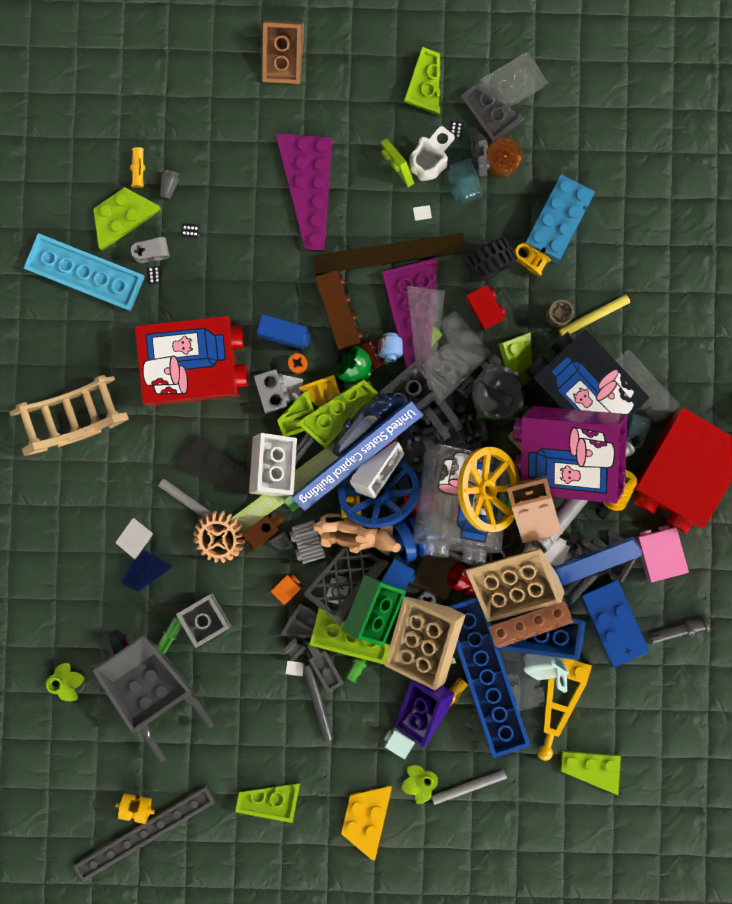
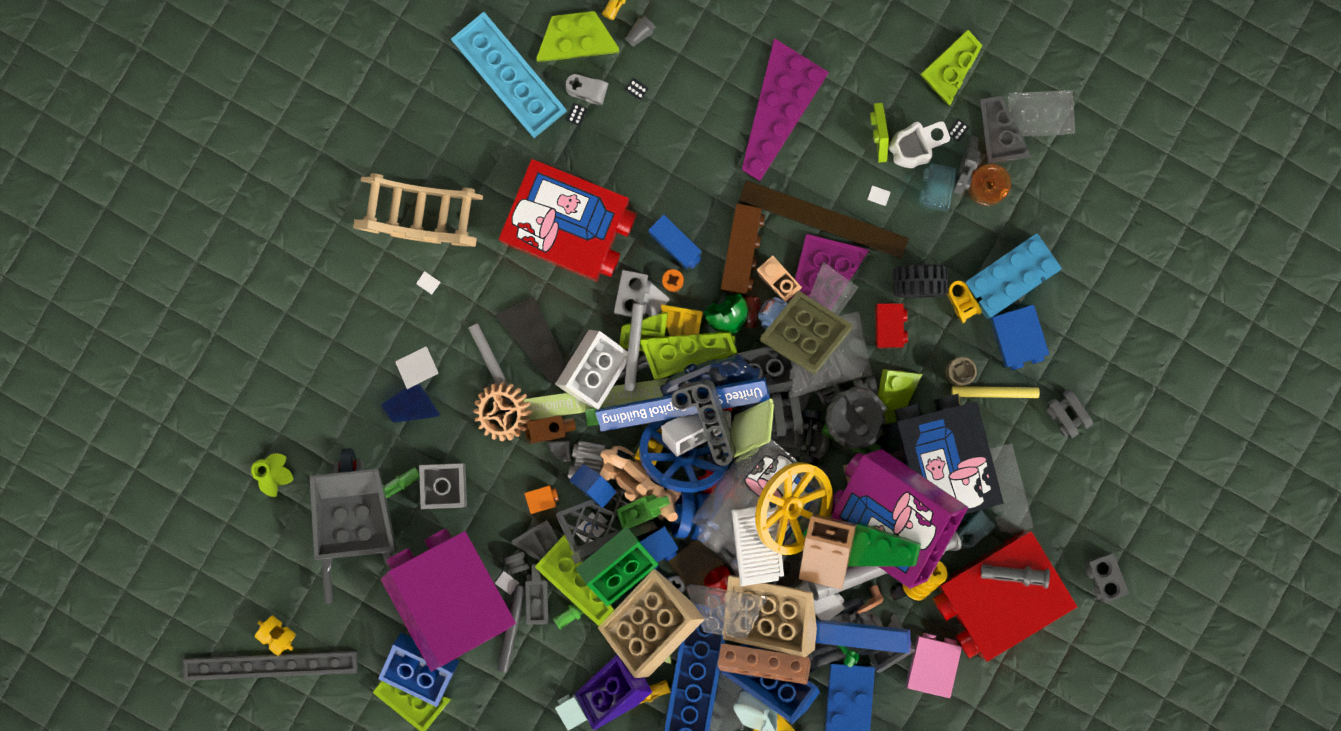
camera: 25 degrees right, 0 degrees up
(108, 467) = (428, 282): none -> white sticker
(252, 707) = (446, 598): none -> magenta brick
(261, 774) = (409, 672): none -> blue slope
(295, 431) = (633, 349): none -> light grey piece
(321, 556) = (593, 485): none -> blue slope
(369, 556) = (641, 510): none -> bright green hinge
(379, 318) = (778, 279): none -> light nougat slope
(385, 458) = (708, 422): none -> dark grey beam
(421, 445) = (752, 427): none -> yellowish green window
(424, 347) = (806, 332): none -> olive plate
(478, 599) = (726, 611): none -> clear wing
(480, 546) = (754, 559): none -> white window
(577, 483) = (882, 548): none -> green wing
(587, 530) = (871, 603): none -> nougat bar
(590, 263) = (1019, 337): none -> blue brick
(595, 582) = (851, 656): none -> green hand
(664, 312) = (1067, 426): none -> dark grey brick
(699, 445) = (1026, 576): none -> dark grey pin

